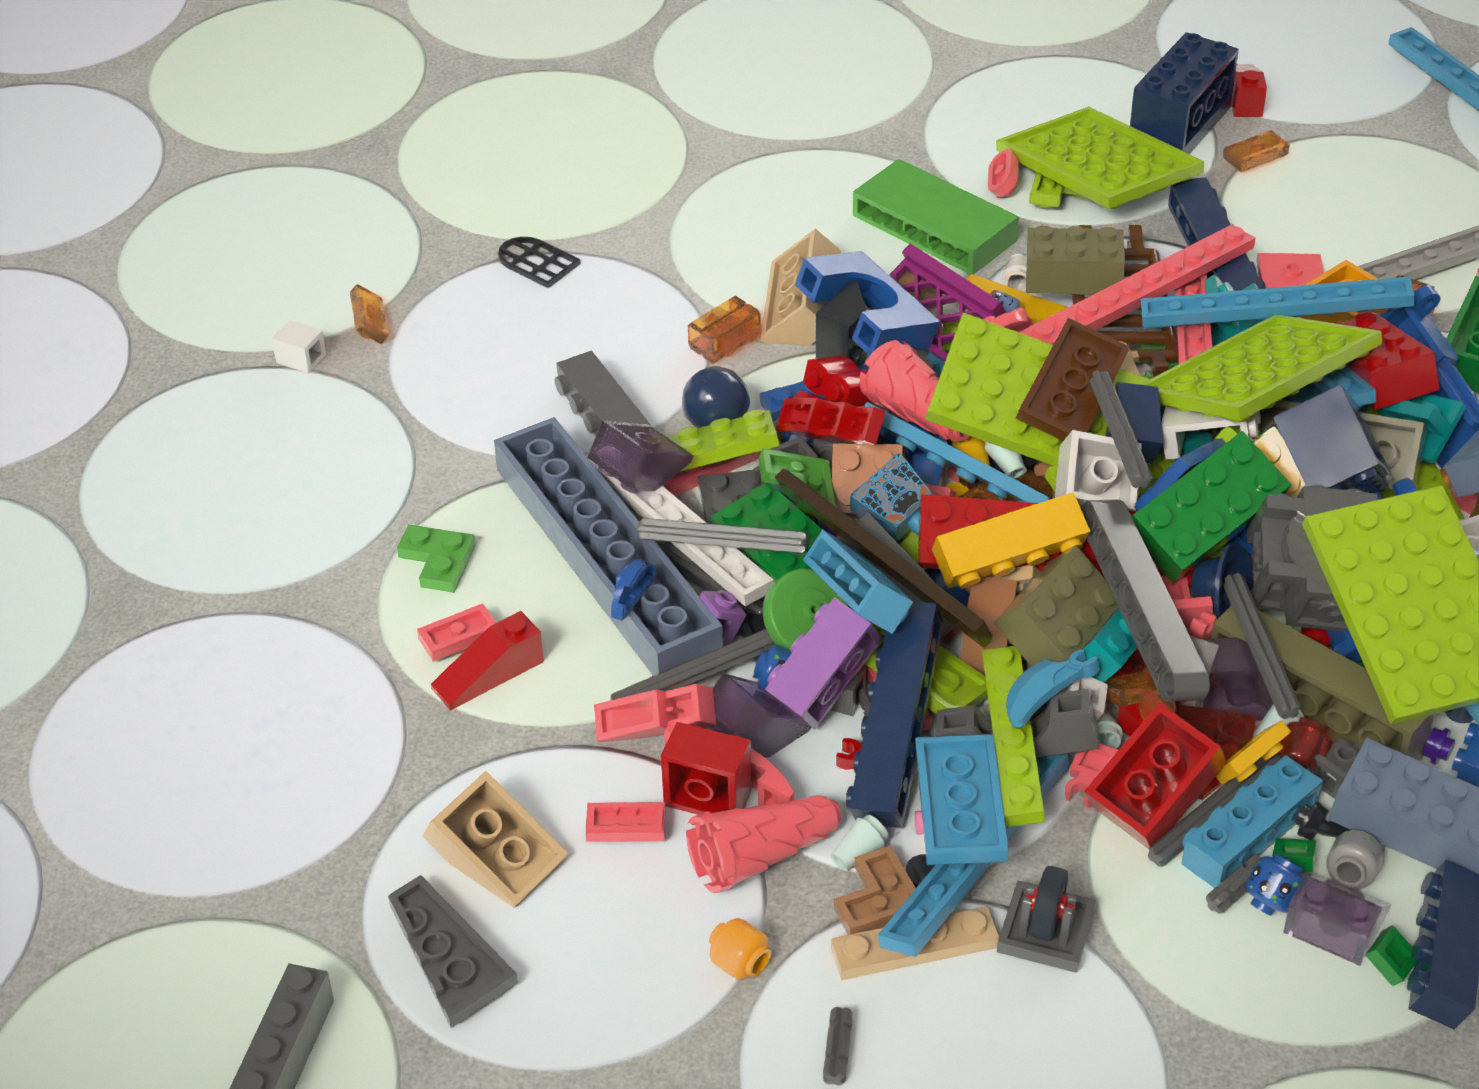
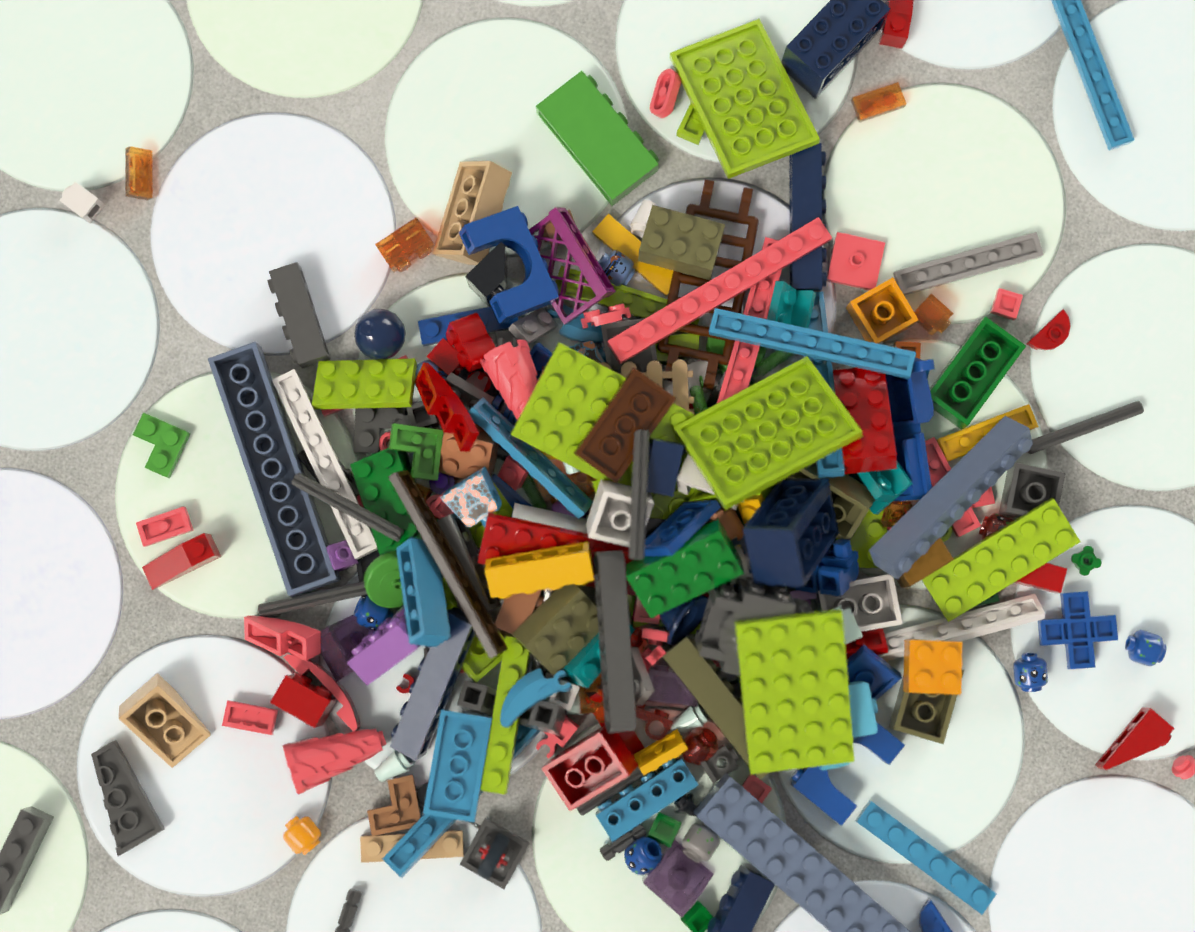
camera: 10 degrees right, 40 degrees up
(517, 241) = (287, 124): black window -> none
(630, 587) = (279, 536): blue plate -> none
(637, 455) = (307, 404): clear purple slope -> none
(1261, 646) = (685, 689): dark grey axle -> none

